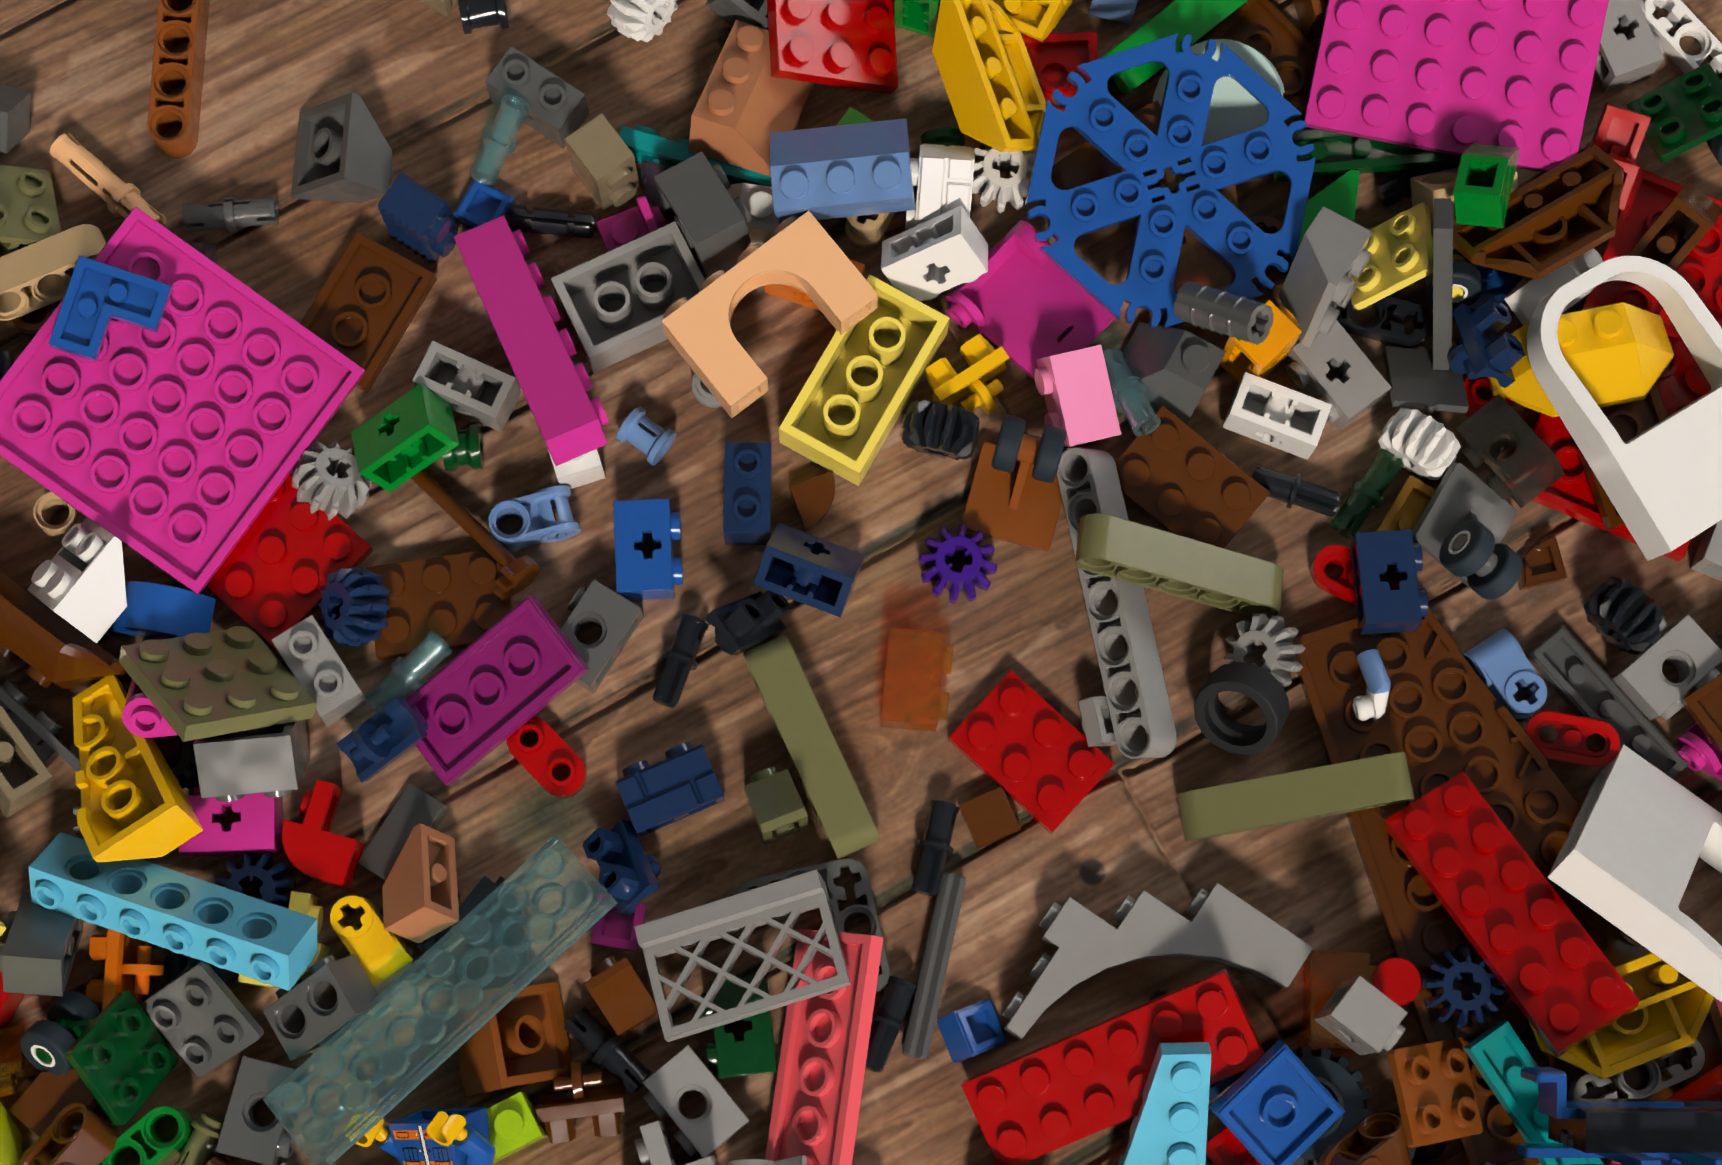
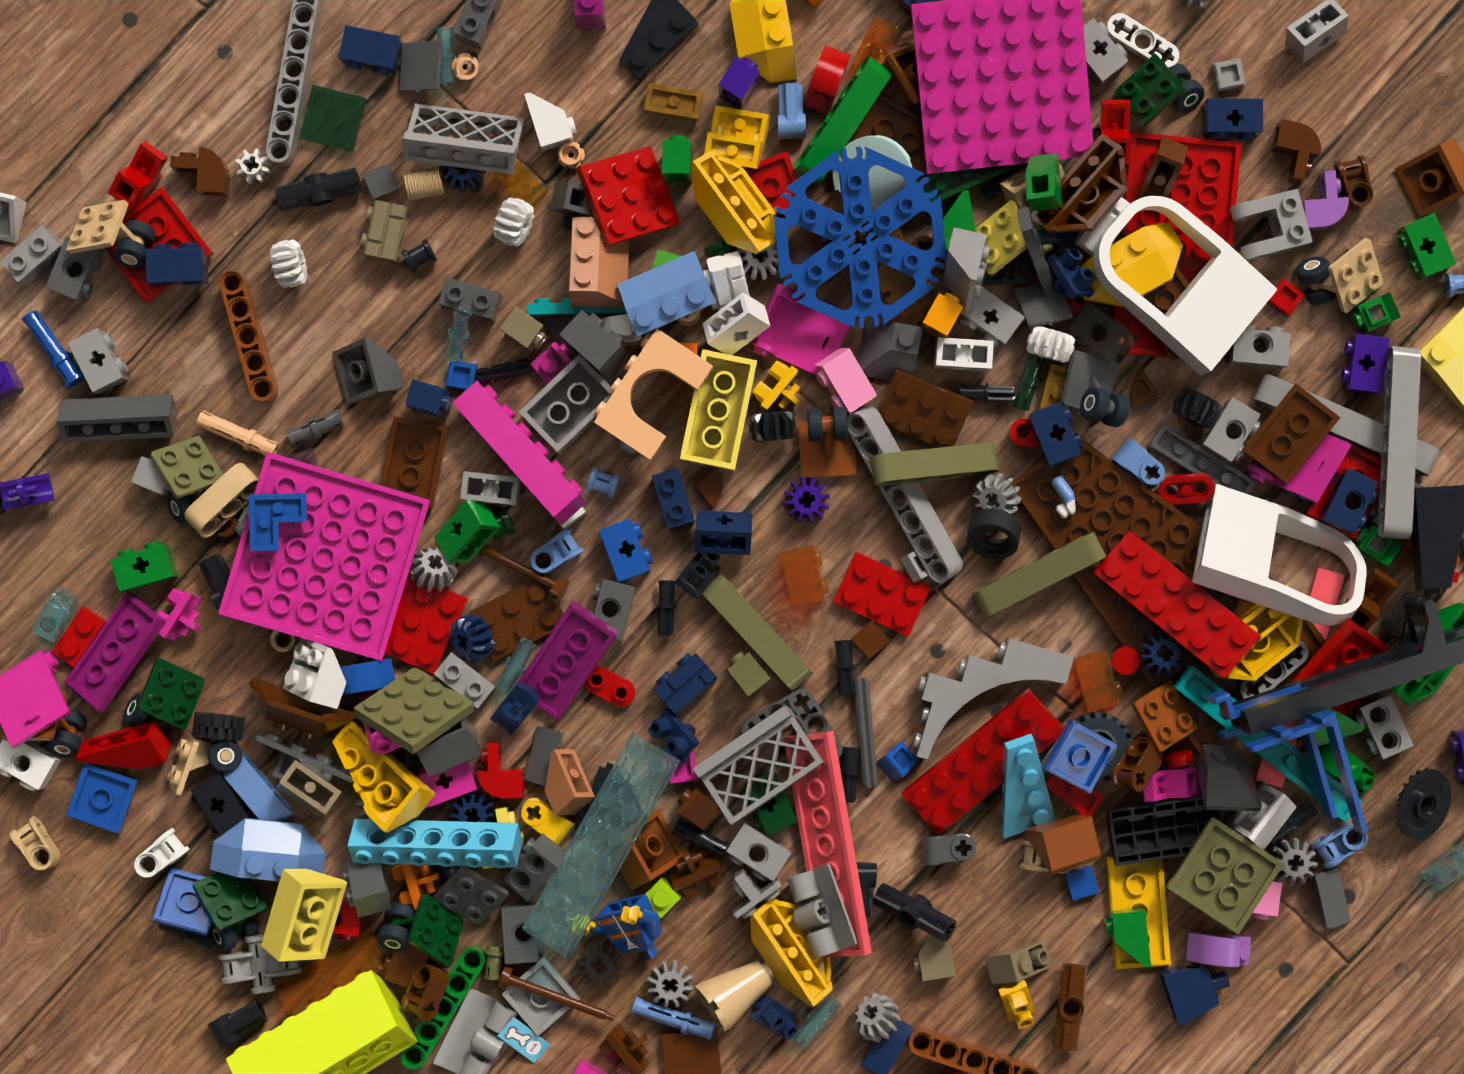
camera: 10 degrees left, 10 degrees up
(1129, 394) = (874, 369): clear light blue pin -> none
(1223, 312) = (915, 311): dark grey axle -> none
(1362, 1017) = (1111, 691): light grey brick -> none

